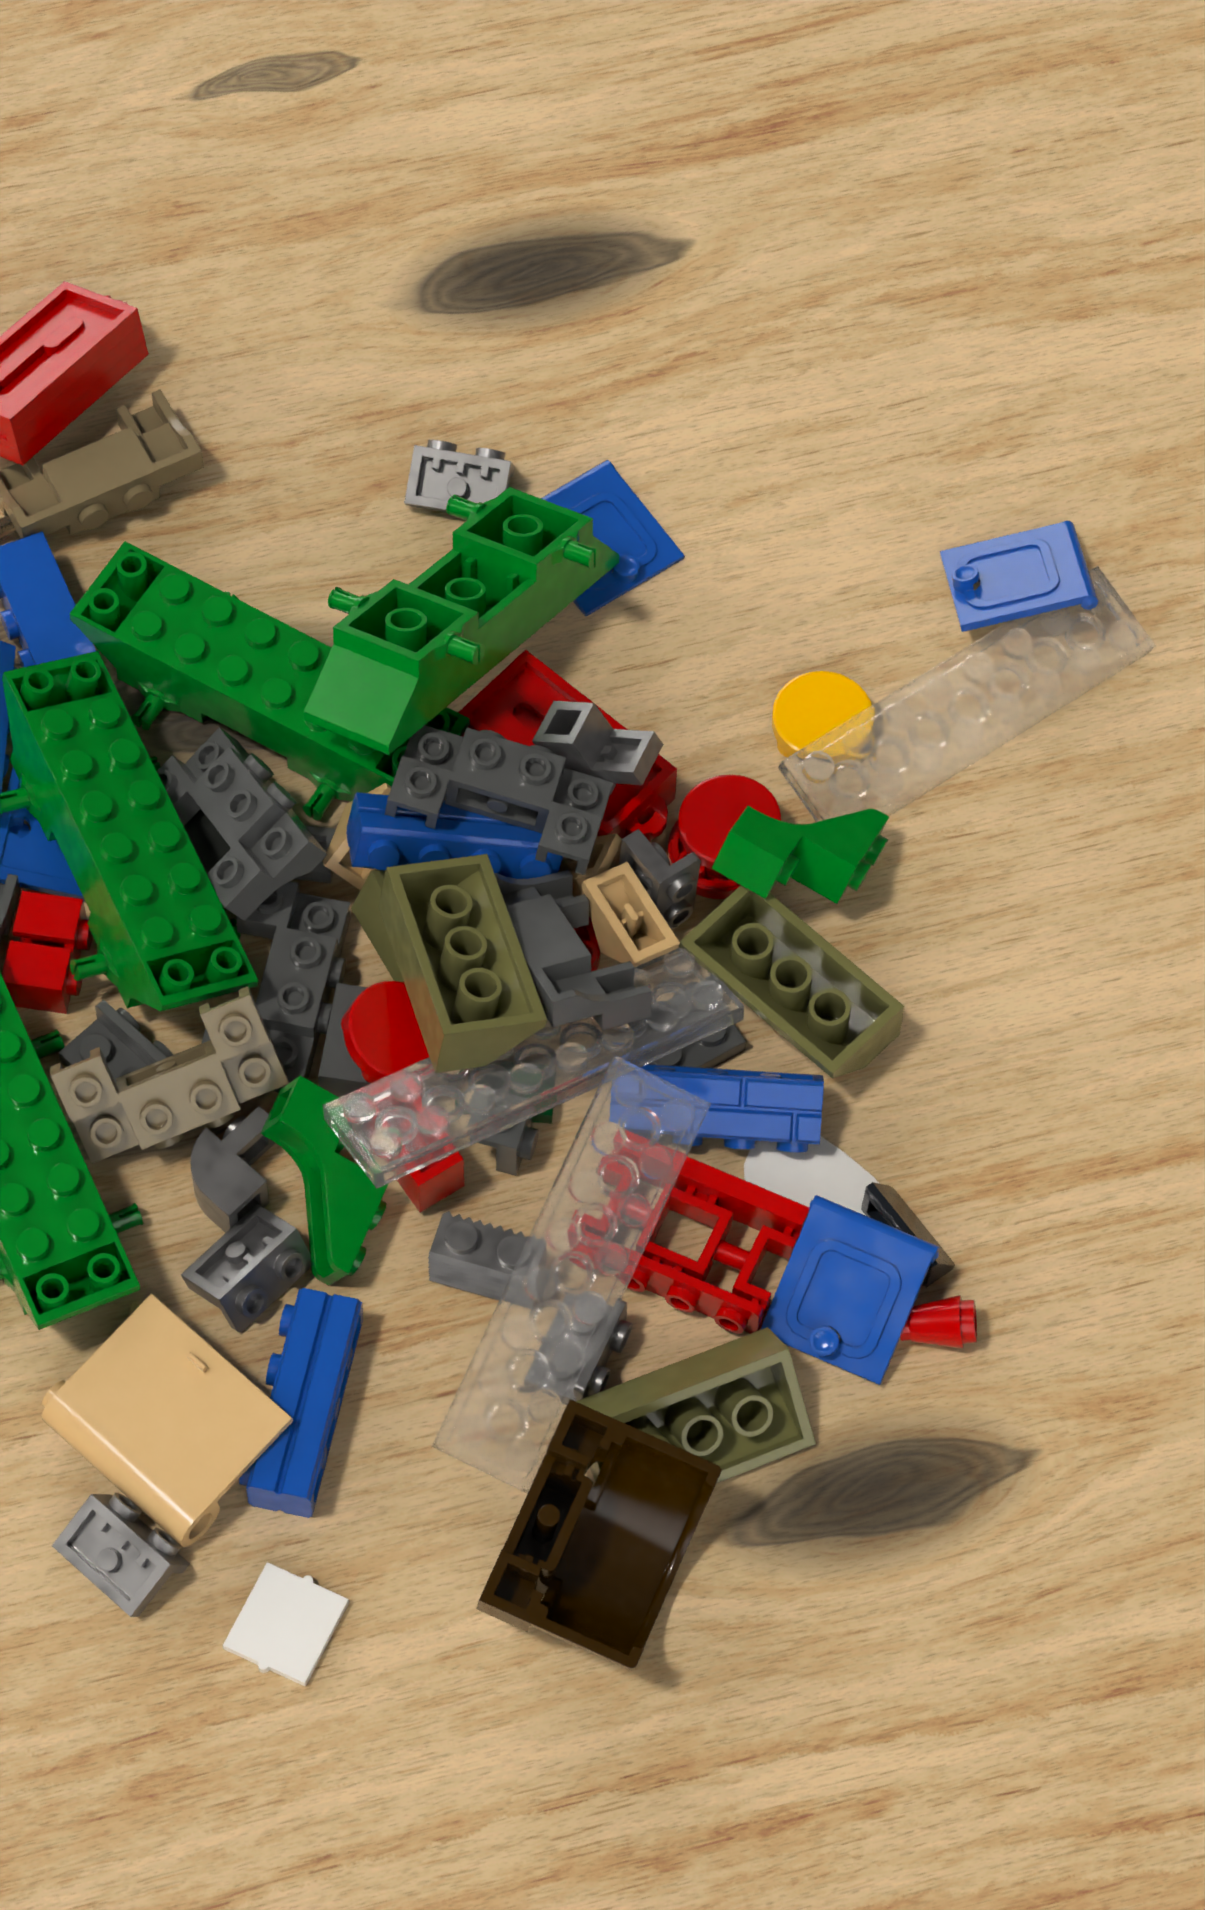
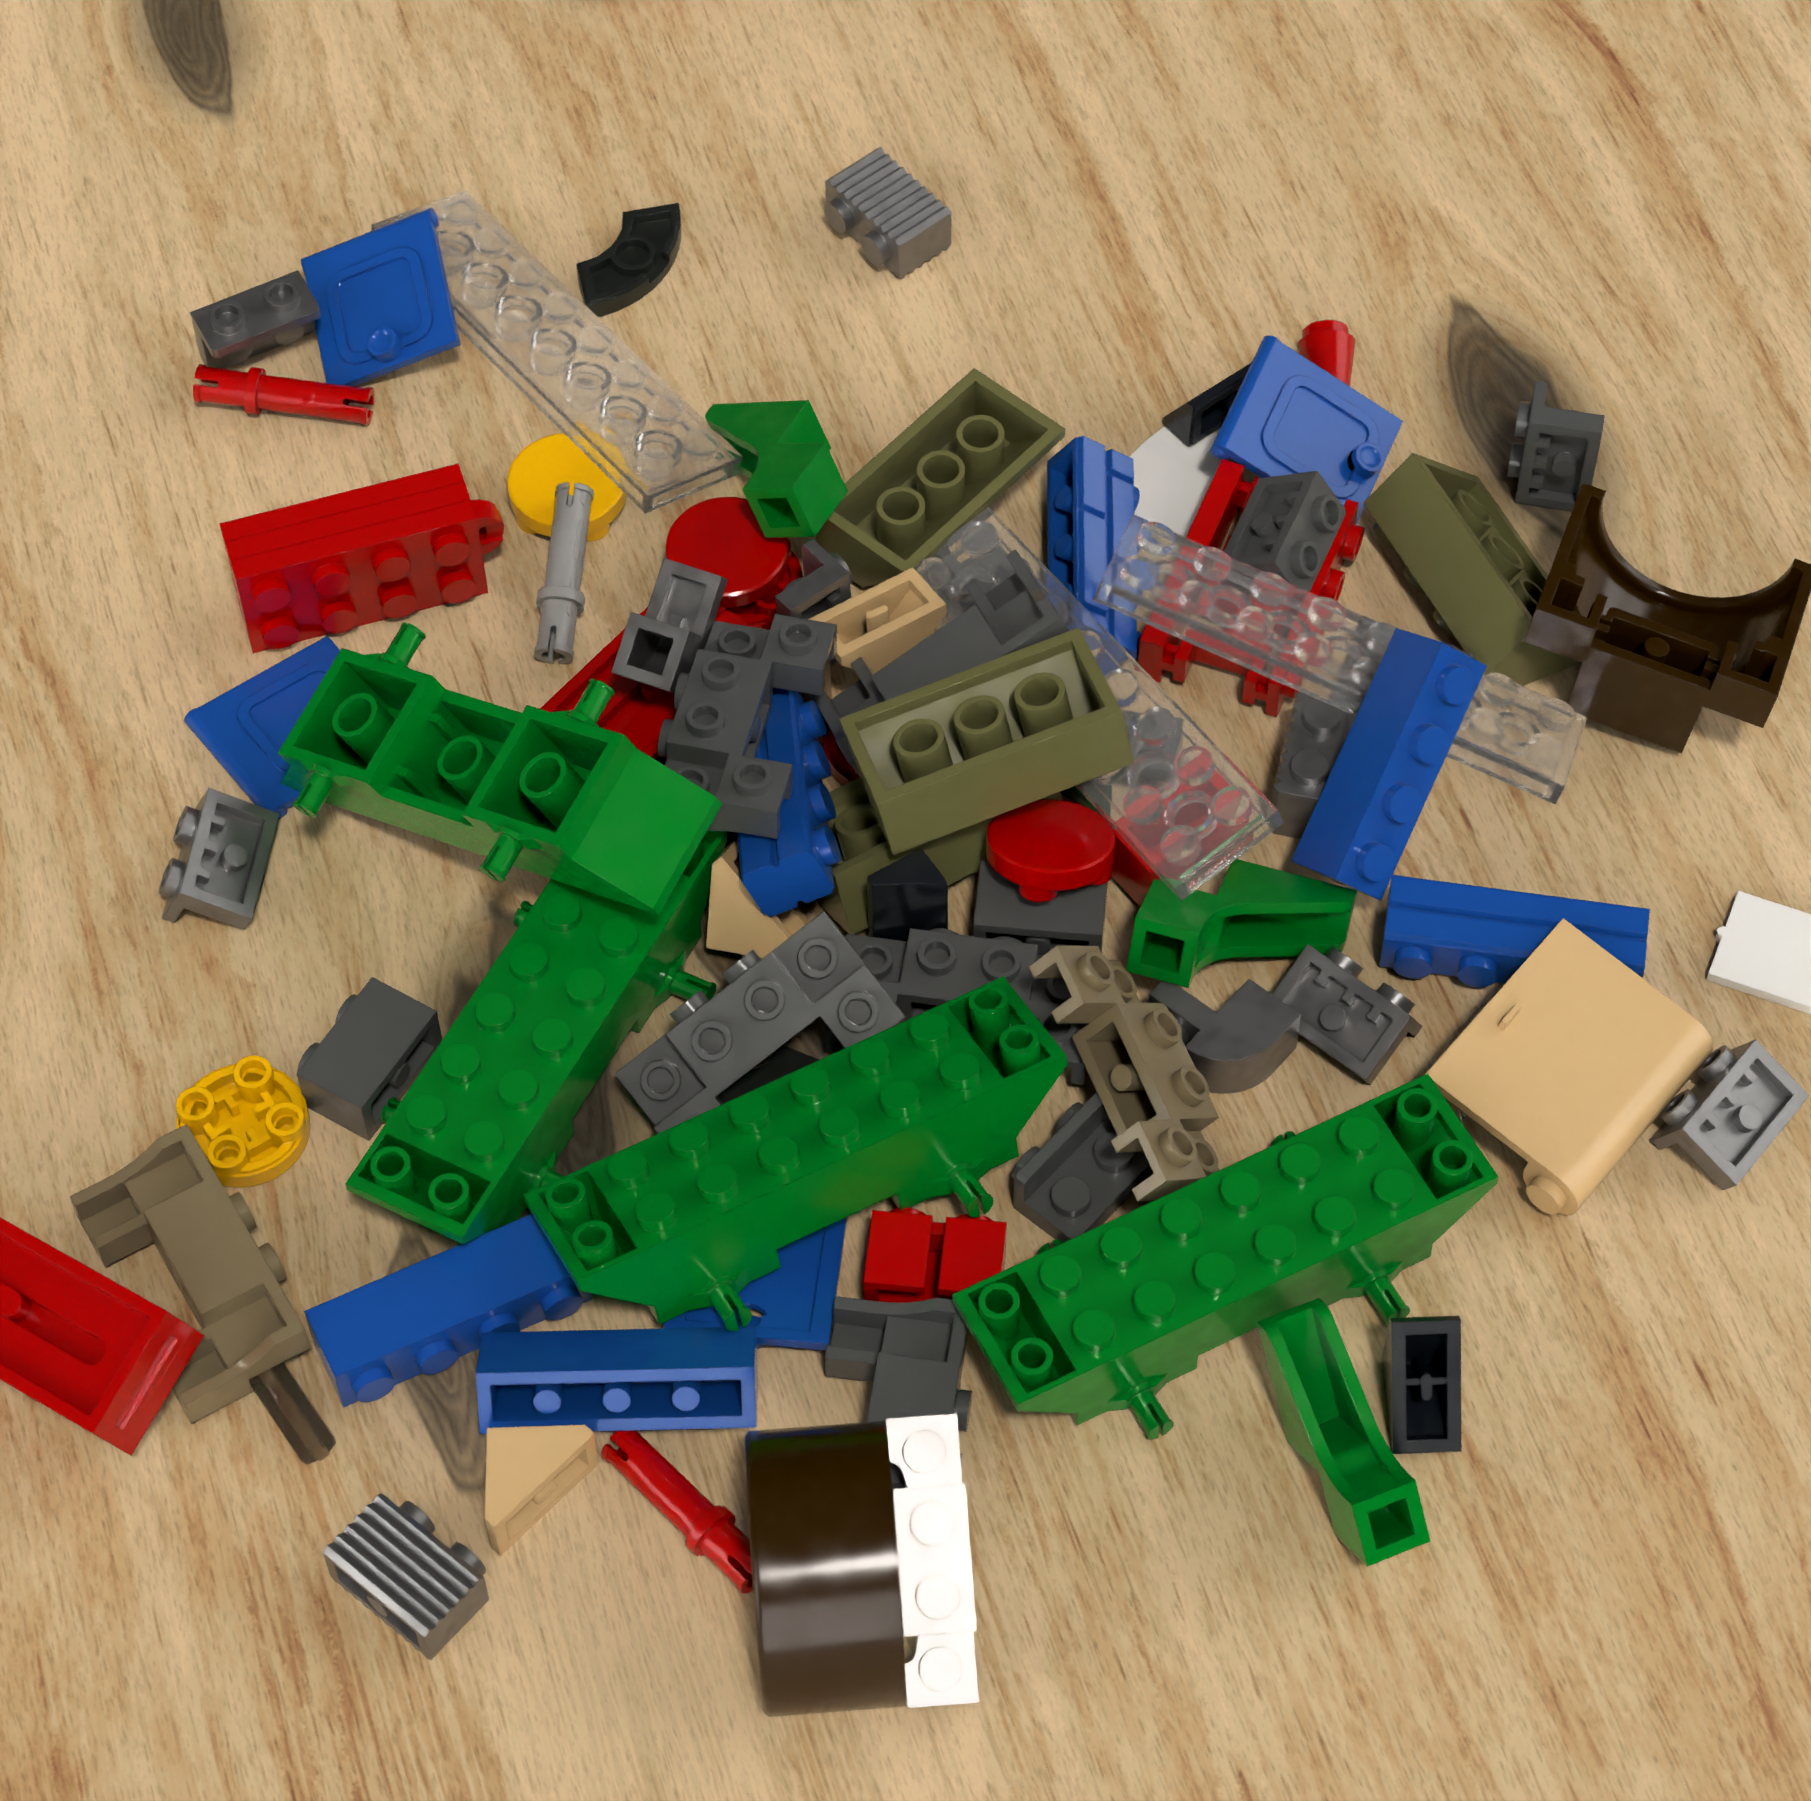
camera: 90 degrees left, 5 degrees down
(229, 506) = (246, 1121): none -> yellow tile
(270, 576) = (368, 1057): none -> dark grey brick
(360, 938) = (907, 897): none -> black slope
(443, 1284) = (1389, 763): none -> blue brick
(711, 710) = (561, 595): none -> light grey pin
(711, 1243) = (1288, 527): none -> dark grey bracket
(729, 555) = (360, 557): none -> red piece
(818, 1469) = (1556, 453): none -> dark grey bracket
(930, 499) = (260, 391): none -> red pin
(991, 483) = (255, 321): none -> flat silver bracket
(1080, 778) = (634, 261): none -> pearl dark grey tile
(1122, 969) = (887, 213): none -> flat silver brick

